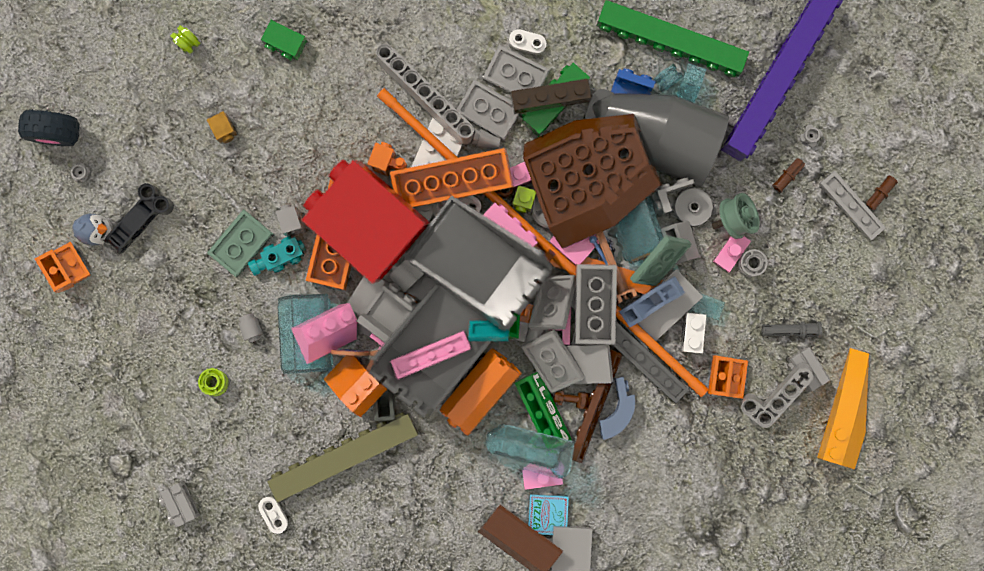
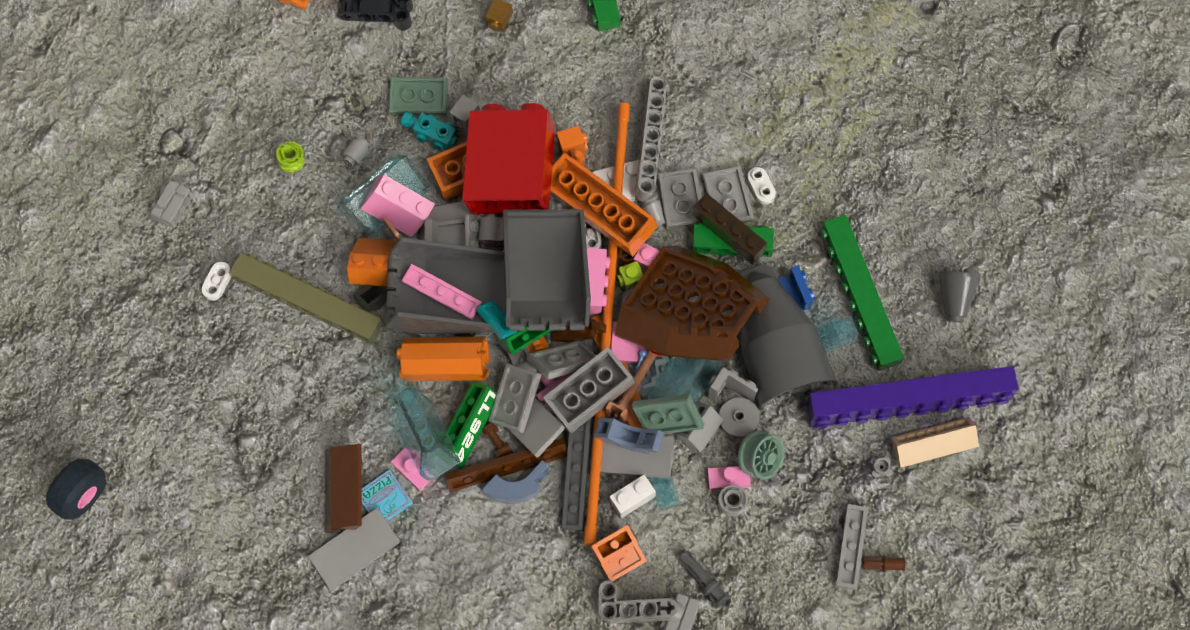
camera: 55 degrees right, 15 degrees down
(668, 77) = (826, 311): clear light blue wheel -> none
(788, 175) = (832, 473): reddish brown axle -> none
(824, 81) = (935, 441): none -> tan brick

